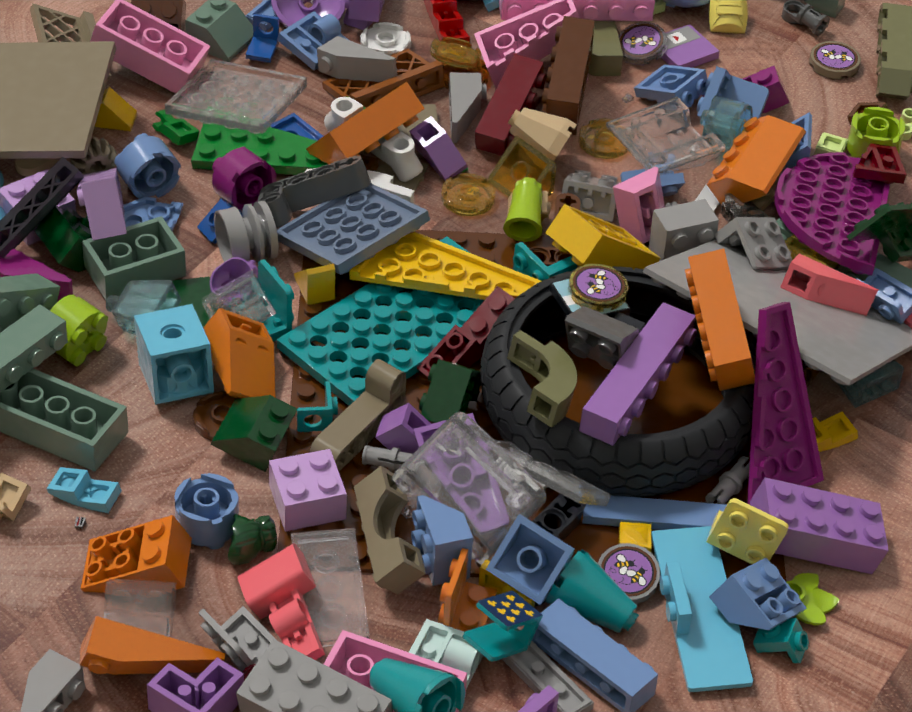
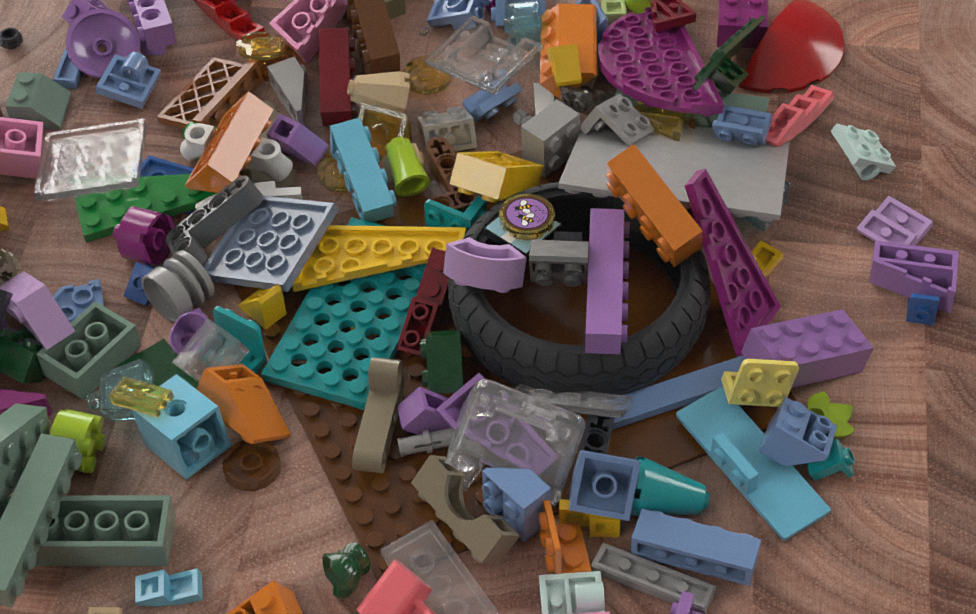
camera: 20 degrees left, 5 degrees up
(142, 311) = (138, 400): none -> clear yellow tile
(148, 167) = (52, 258): medium blue brick -> none
(177, 130) = (54, 212): green plate -> none
(207, 509) = (294, 559): medium blue brick -> none
(254, 429) = (291, 465): dark green slope -> none
(263, 43) = (83, 100): blue bracket -> none
(307, 489) = (372, 502): lavender brick -> none
(326, 413) = (346, 423): teal bracket -> none
(354, 61) = (178, 87): light grey slope -> none
(386, 38) = (188, 57): white tile -> none
(479, 195) = (361, 170): none -> medium azure wedge
(502, 637) = (616, 555): teal piece -> none
(521, 308) = (484, 265): none -> lavender brick
(553, 369) = (537, 309): olive arch -> none
(632, 569) = (679, 452): tile -> none
(635, 534) = (664, 424): yellow tile -> none
(637, 200) = (498, 124): bright pink slope -> none
(730, 482) = (712, 340): light grey pin -> none
(736, 171) = (565, 64): none -> yellow slope
(827, 286) = (696, 136): coral slope -> none

